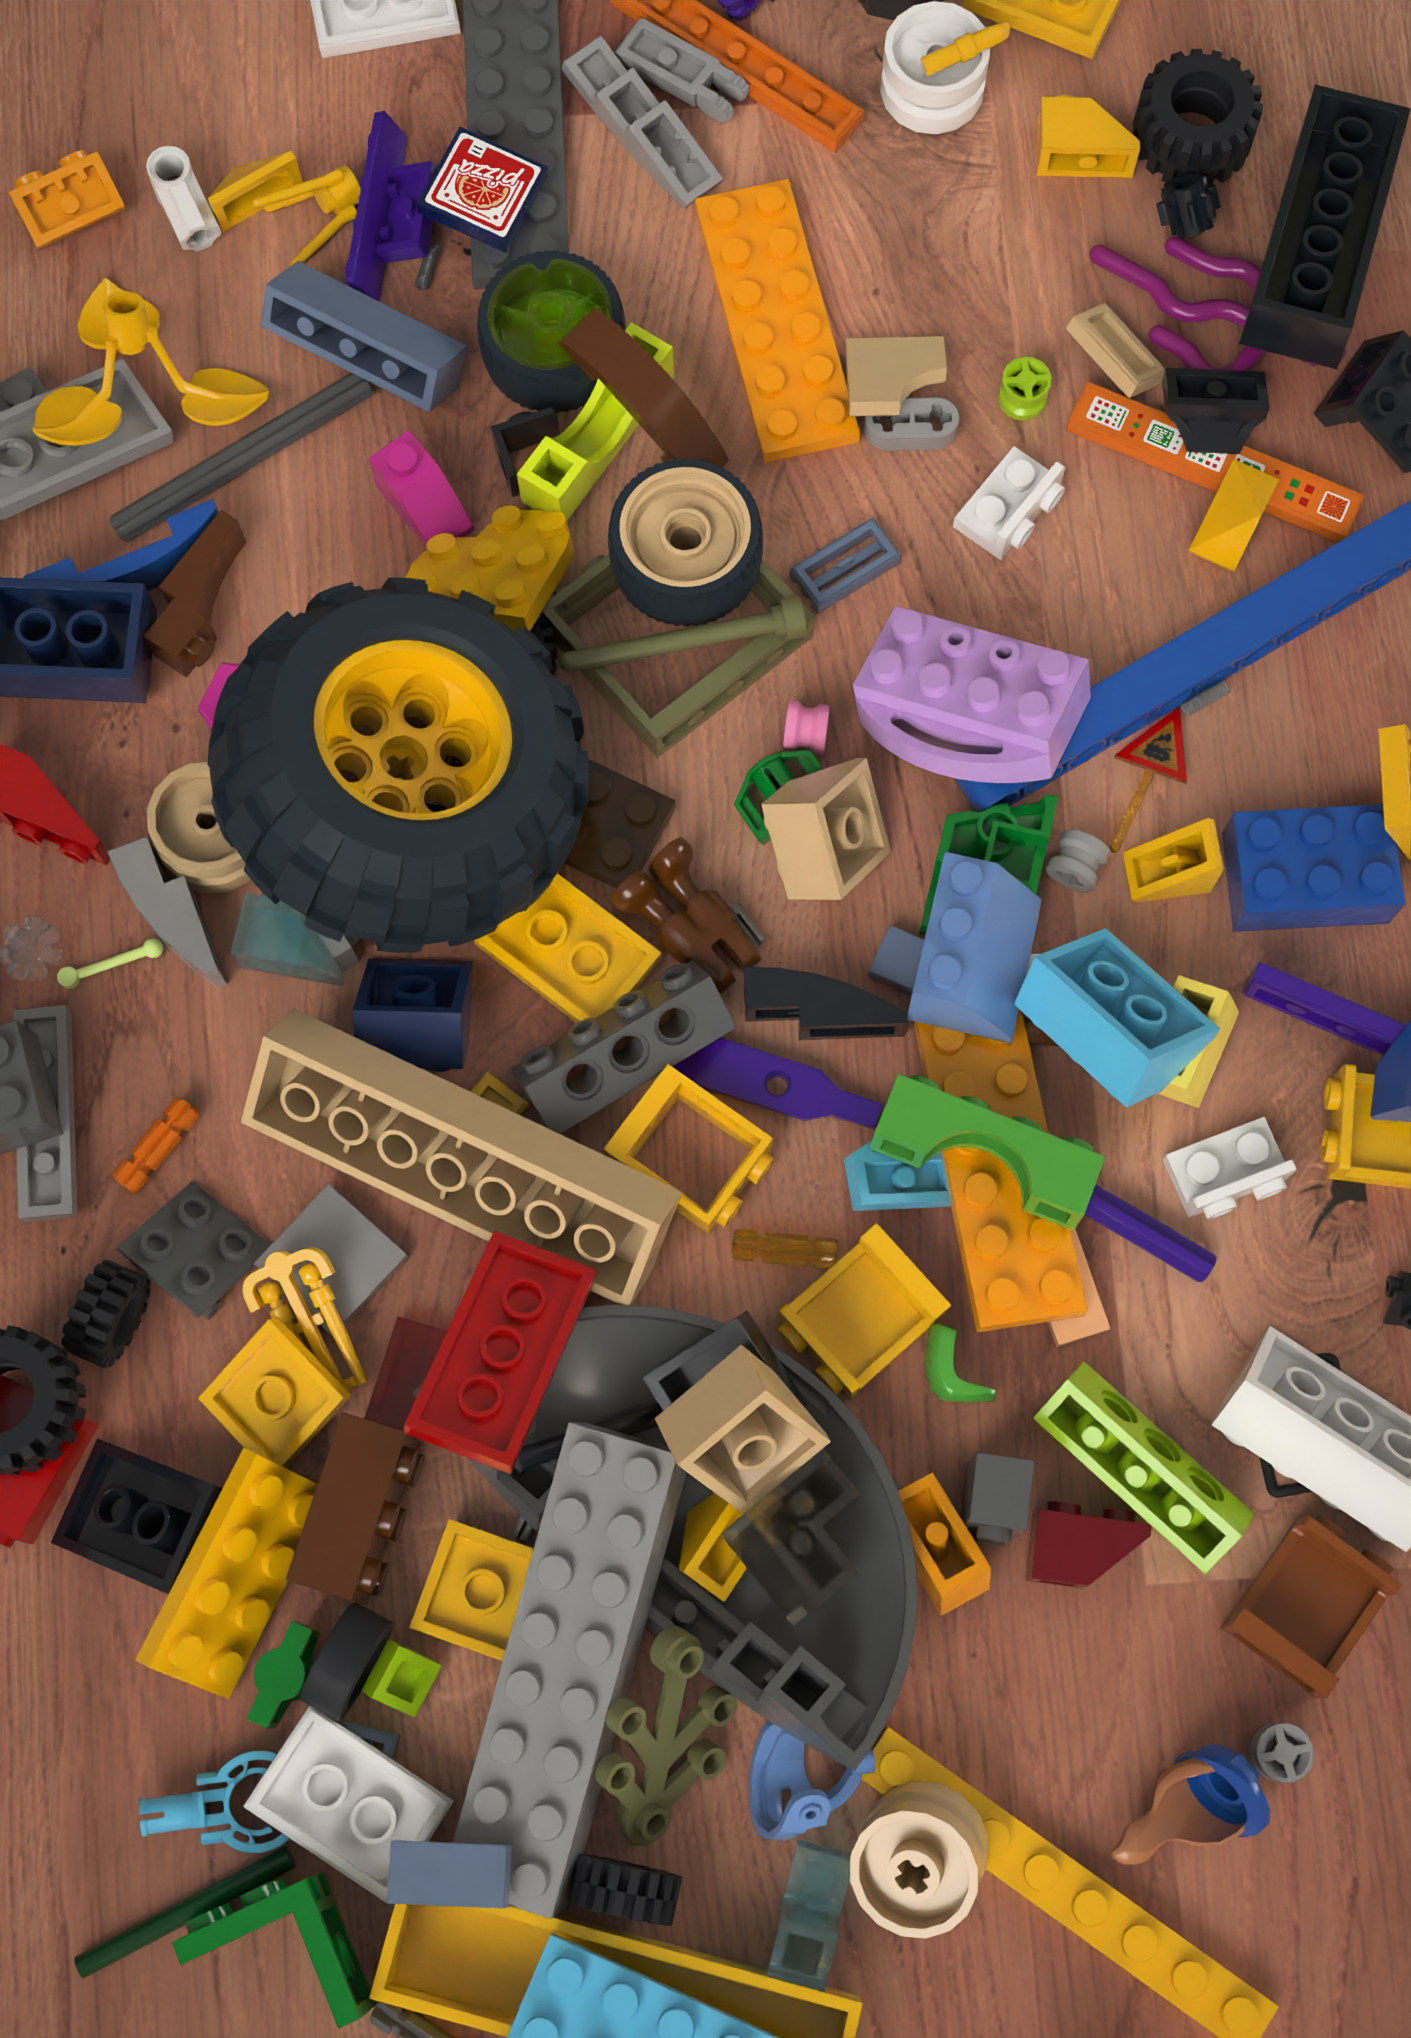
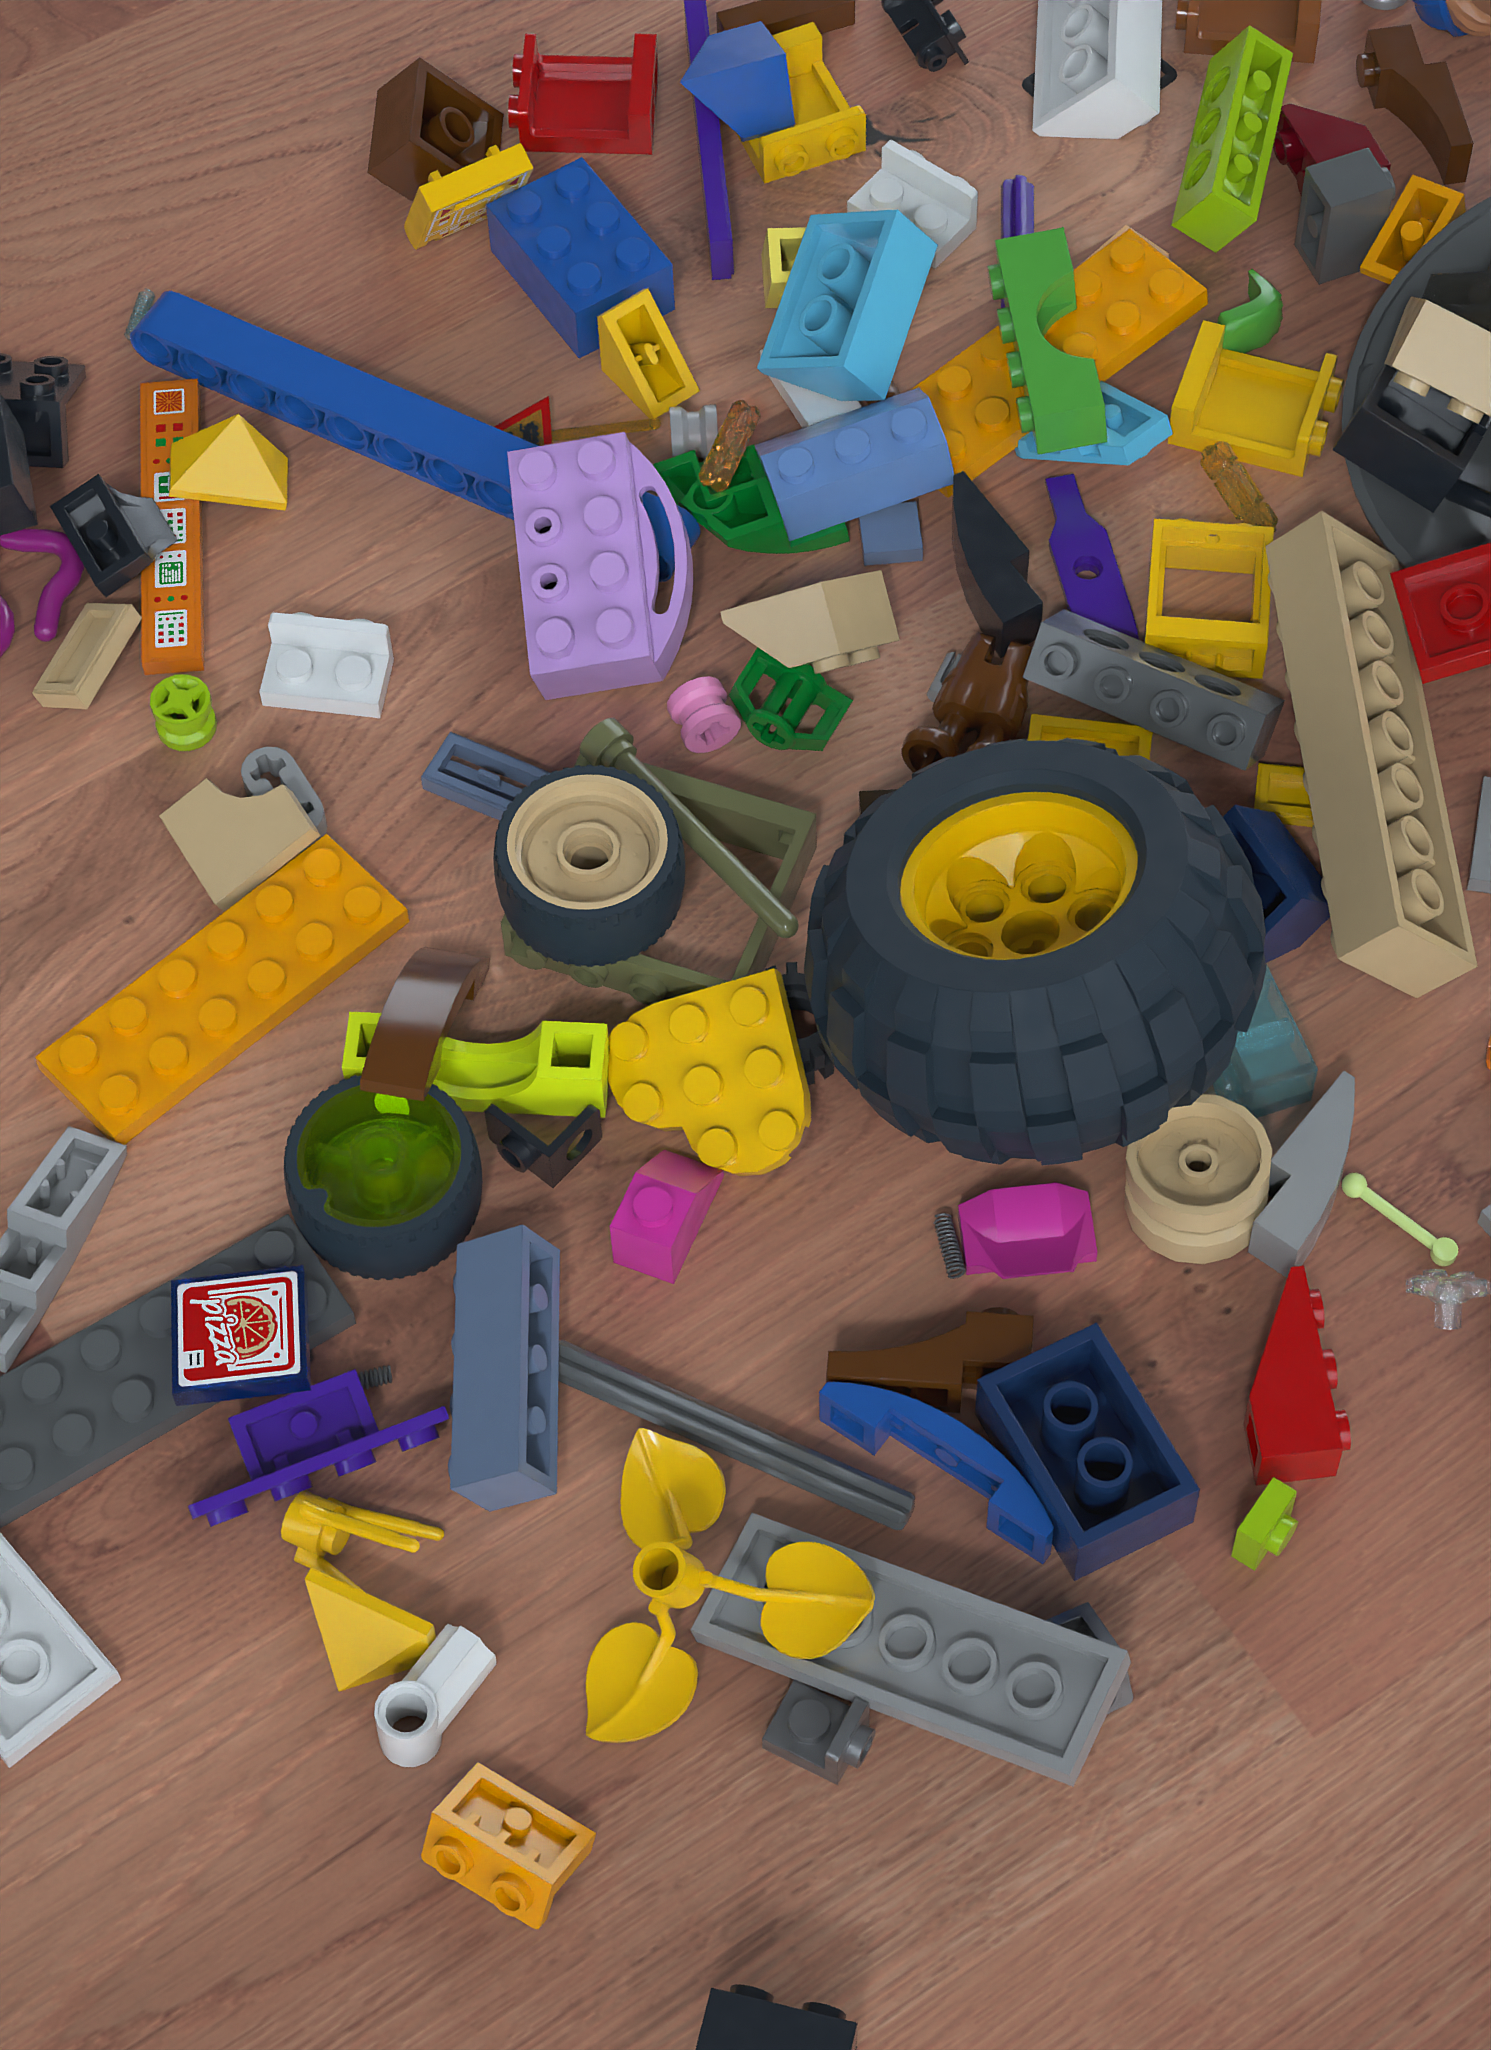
camera: 120 degrees left, 15 degrees down
(1036, 863) = (729, 445): none -> clear orange axle
(1153, 1673) = (1418, 96): none -> reddish brown slope

